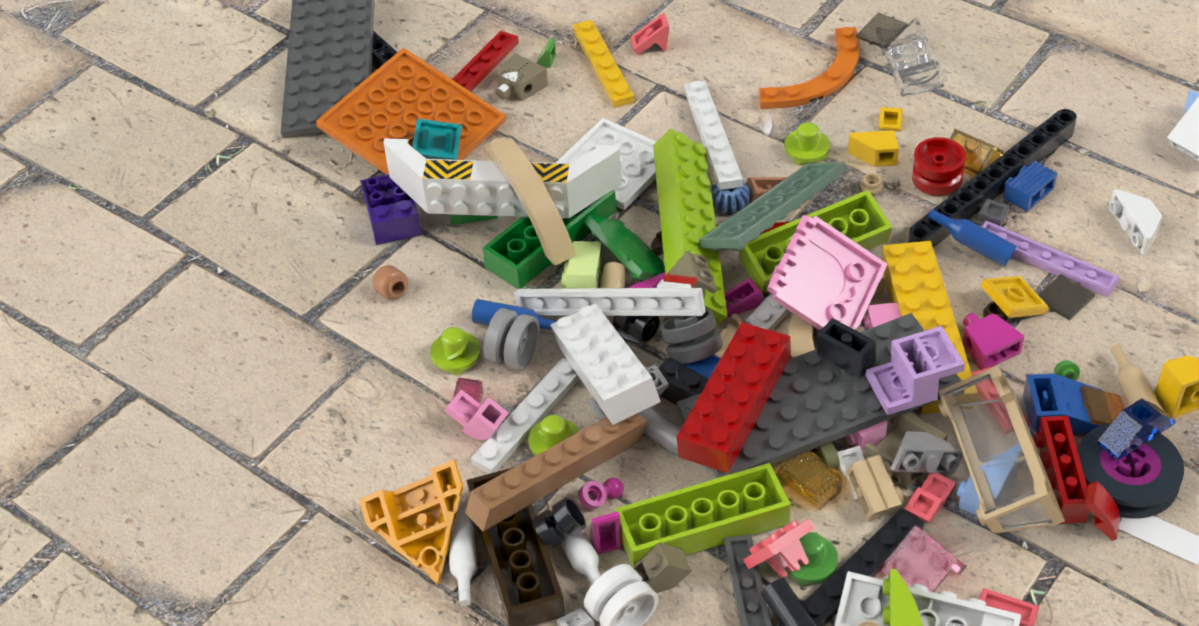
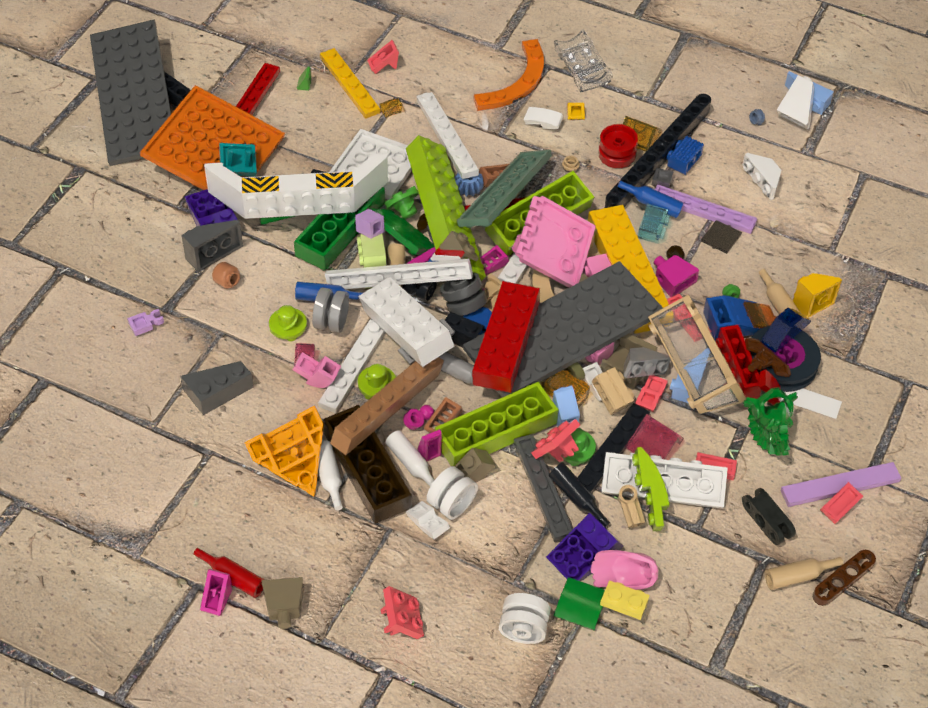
camera: 15 degrees left, 5 degrees up
(271, 331) = (143, 323): none -> lavender plate
(344, 421) = (216, 385): none -> dark grey wedge
(380, 240) = (211, 243): none -> dark grey slope
(520, 78) = (289, 101): dark tan torso -> none
(534, 197) = (330, 198): tan arch -> none
(556, 524) = (403, 437): black wheel -> none
(585, 233) = (369, 223): none -> lavender brick
(633, 486) = (445, 404): none -> nougat slope
(638, 212) = (403, 203): none -> bright green plate
(648, 95) = (391, 107): none -> clear yellow piece
(803, 497) = (566, 402): none -> light blue slope
(807, 144) = (518, 137): lime plate -> none
(844, 122) = (547, 118): none -> white slope
(846, 348) = (580, 292): black brick -> none
(874, 147) = (568, 135): yellow slope -> none
(882, 30) = (559, 41): clear smoke piece -> none
(914, 370) = (631, 304): lavender bracket -> none
(970, 270) = (653, 223): none -> clear light blue brick
(1014, 296) = (687, 240): yellow tile -> none
(1097, 558) = (772, 422): none -> green piece
(1100, 466) = (765, 358): none -> reddish brown piece
(1138, 145) = (757, 117): none -> sand blue plate

